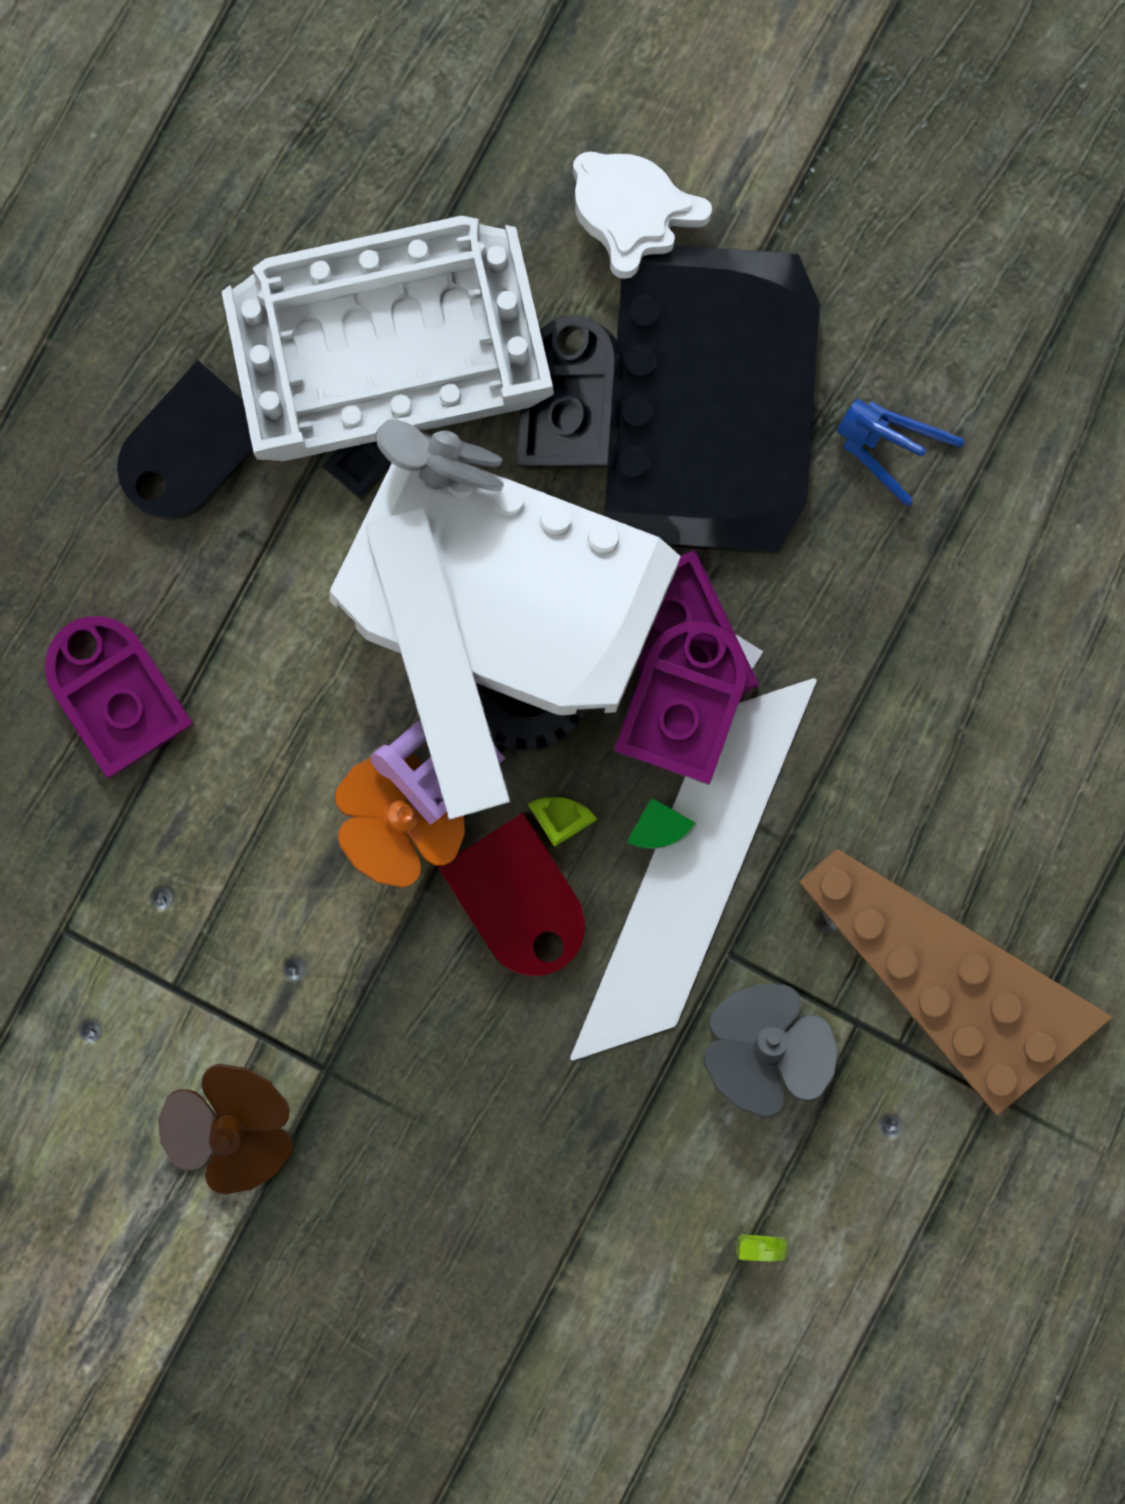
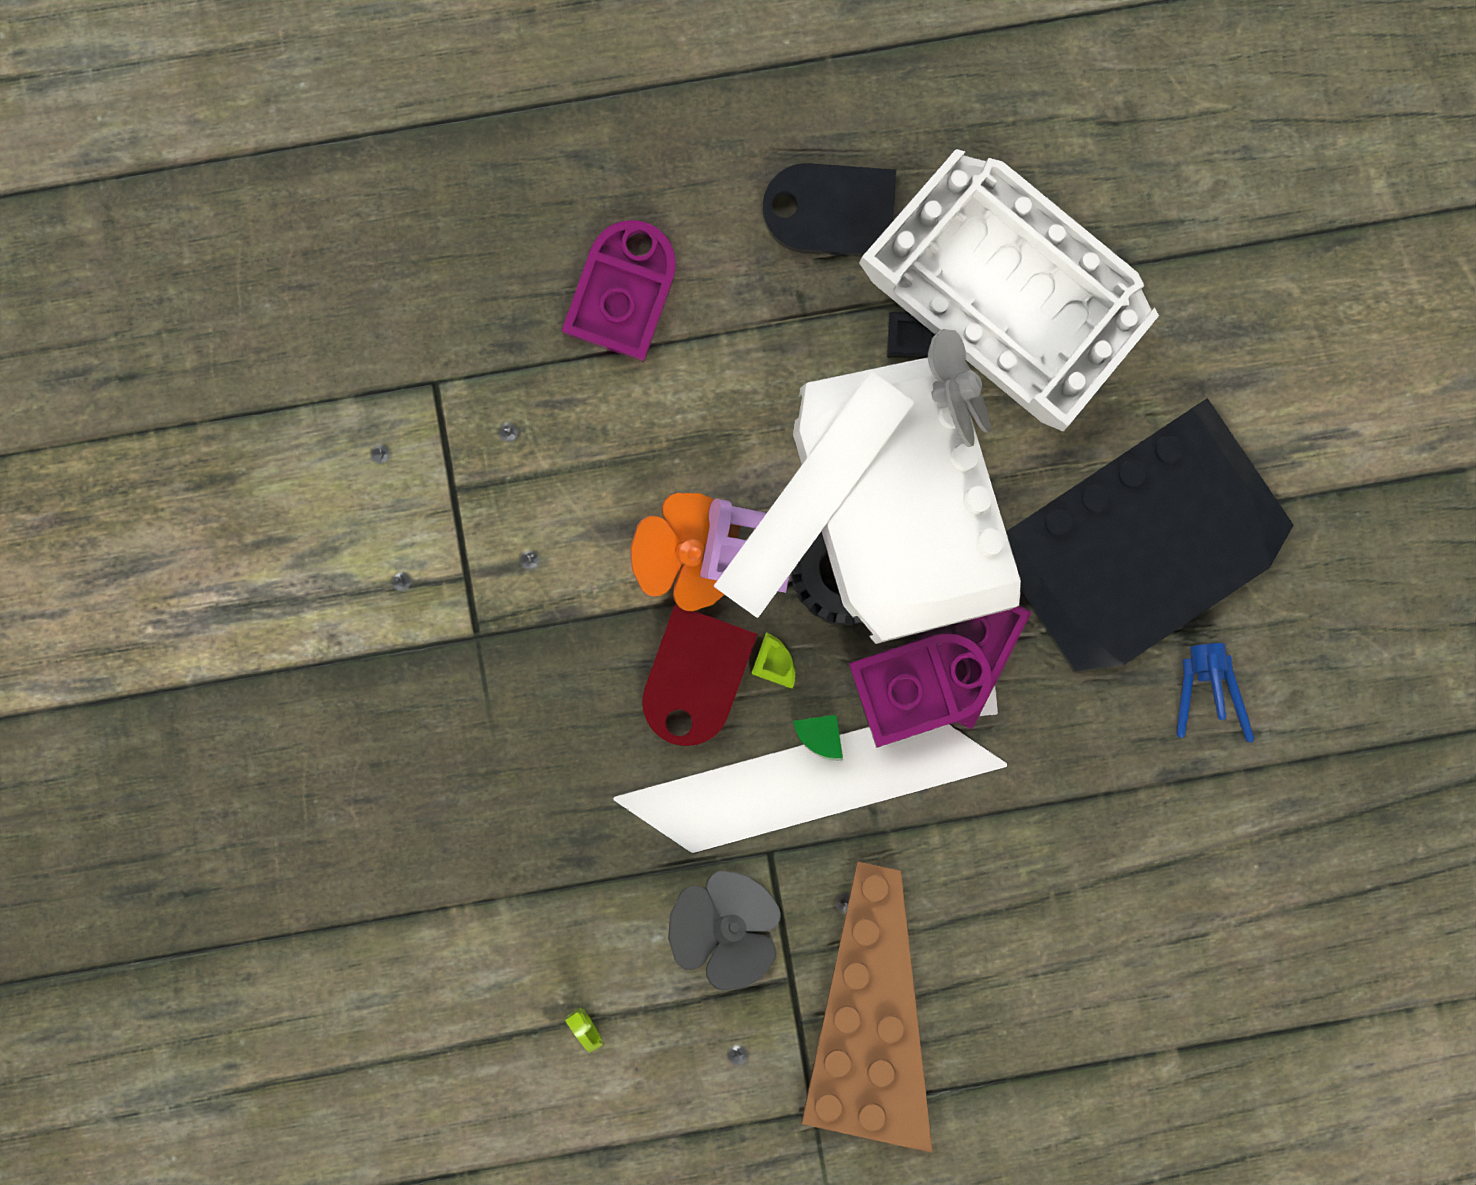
camera: 50 degrees right, 0 degrees up
(242, 1132) = (389, 610): reddish brown piece -> none
(582, 417) = (1061, 463): black tile -> none
(631, 207) = (1235, 385): white tile -> none

